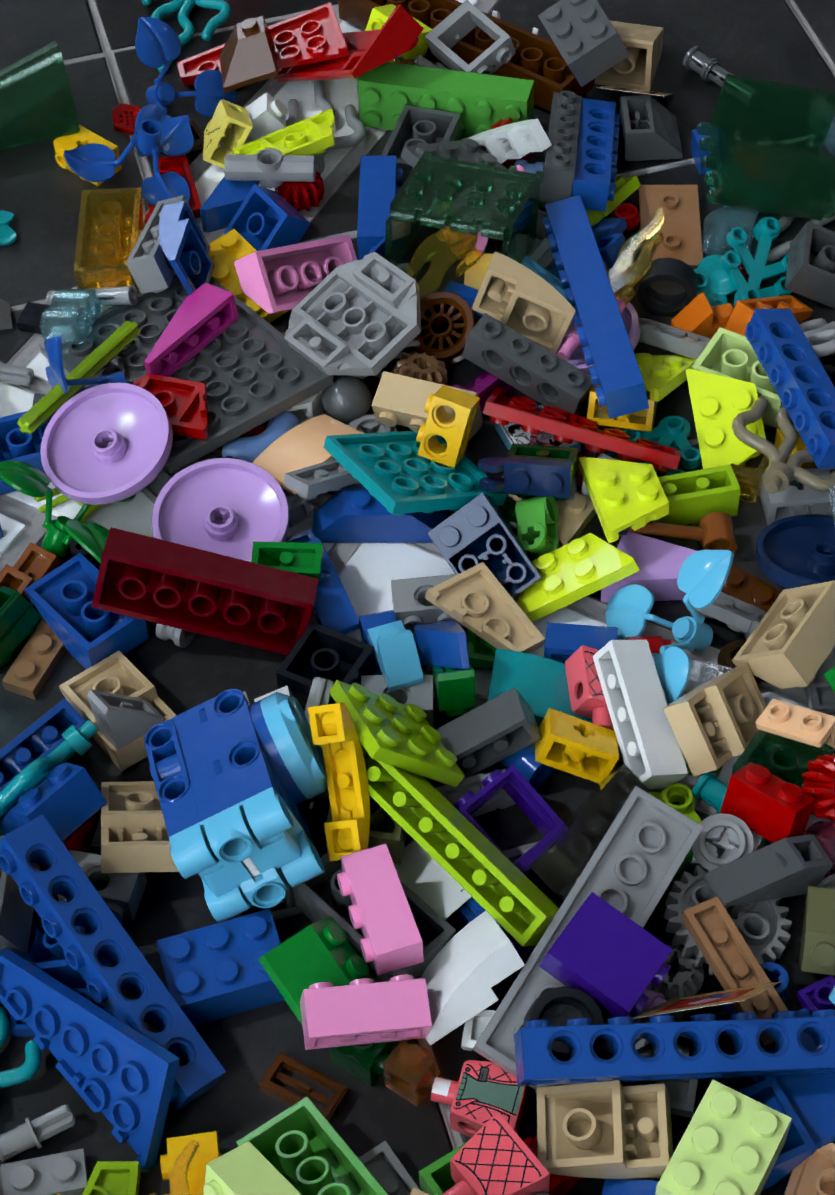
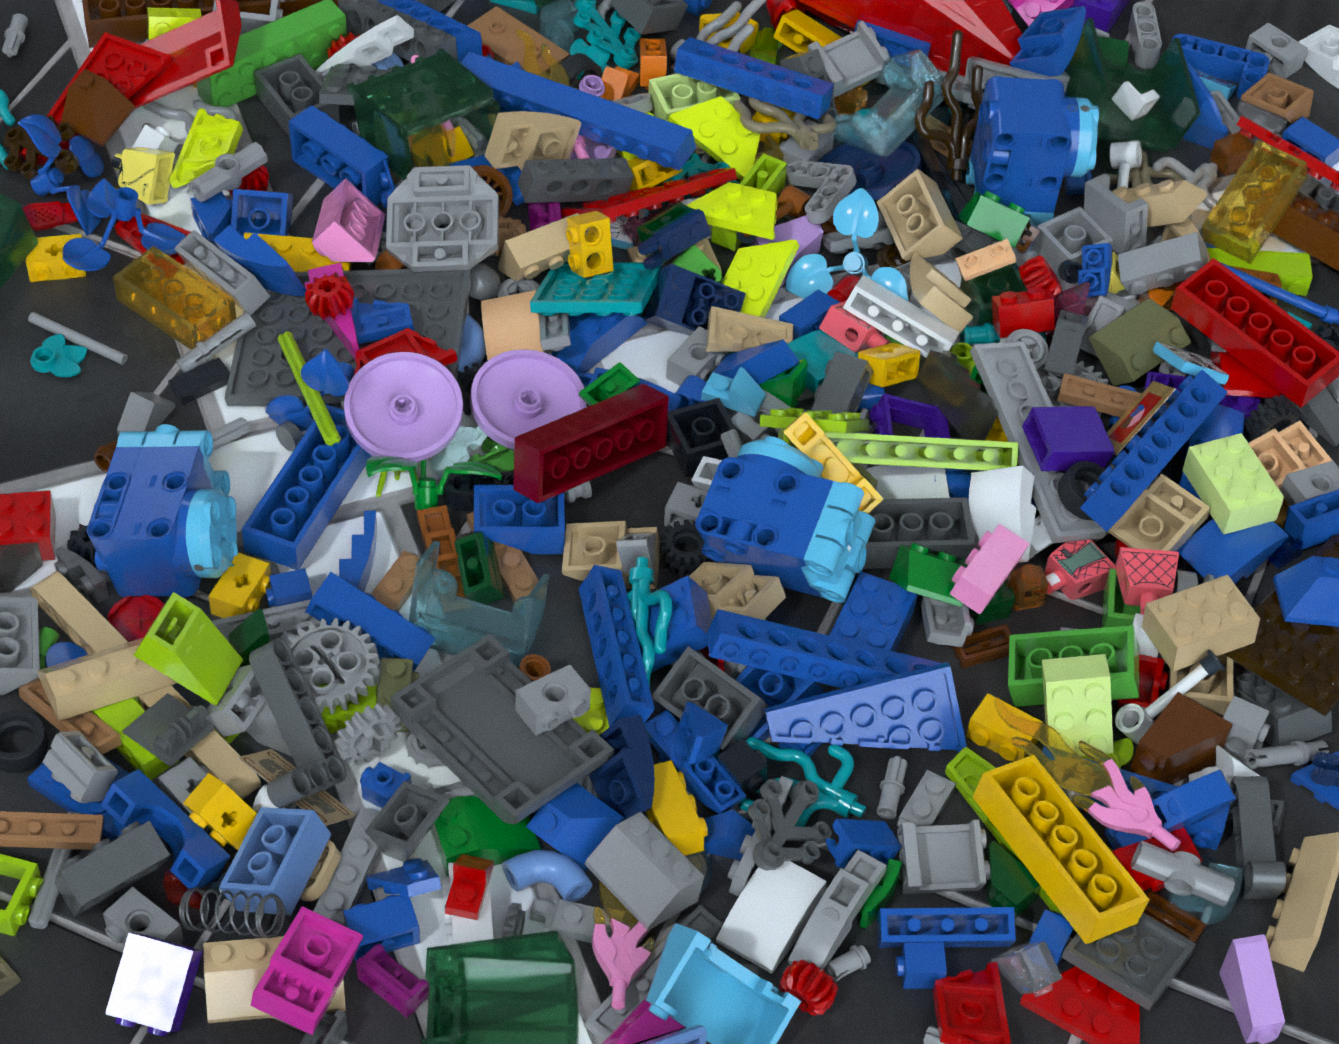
camera: 55 degrees left, 0 degrees up
(22, 227) = (78, 338): none -> light grey bar
(71, 315) = (230, 361): clear light blue brick -> none
(127, 513) = (458, 449): none -> light aqua cylinder
(173, 310) = (329, 296): none -> red gear
(179, 82) = (18, 139): none -> dark brown plant
(203, 362) = (380, 319): none -> blue wing
(277, 1035) = (945, 622): none -> light grey bracket
(380, 910) = (927, 514): bright pink brick -> none
(663, 304) = (593, 85): none -> lavender cone
(763, 538) = (835, 179): none -> light grey beam

